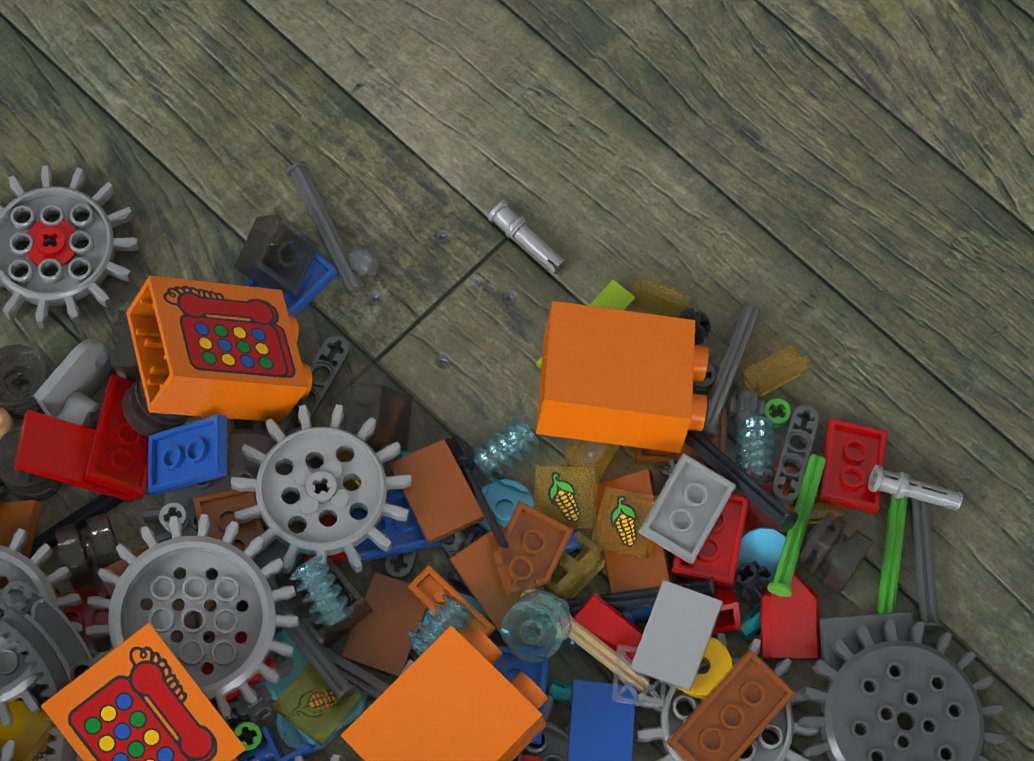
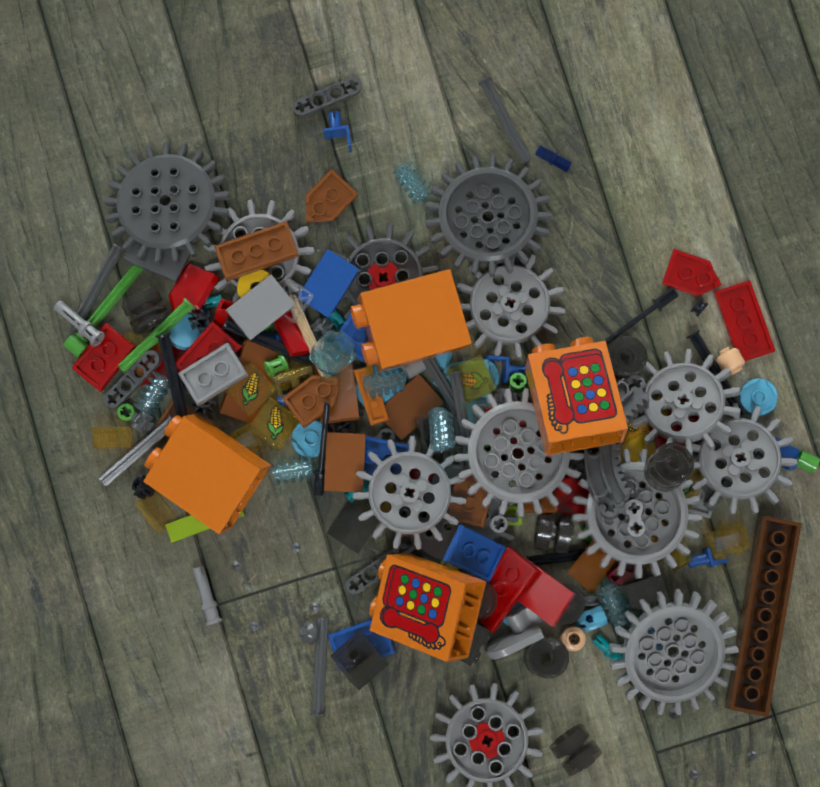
camera: 155 degrees left, 15 degrees up
(572, 664) = (321, 327): none -> dark grey gear
(608, 573) = (280, 361): none -> bright green bush
(900, 460) = (75, 345): none -> bright green beam

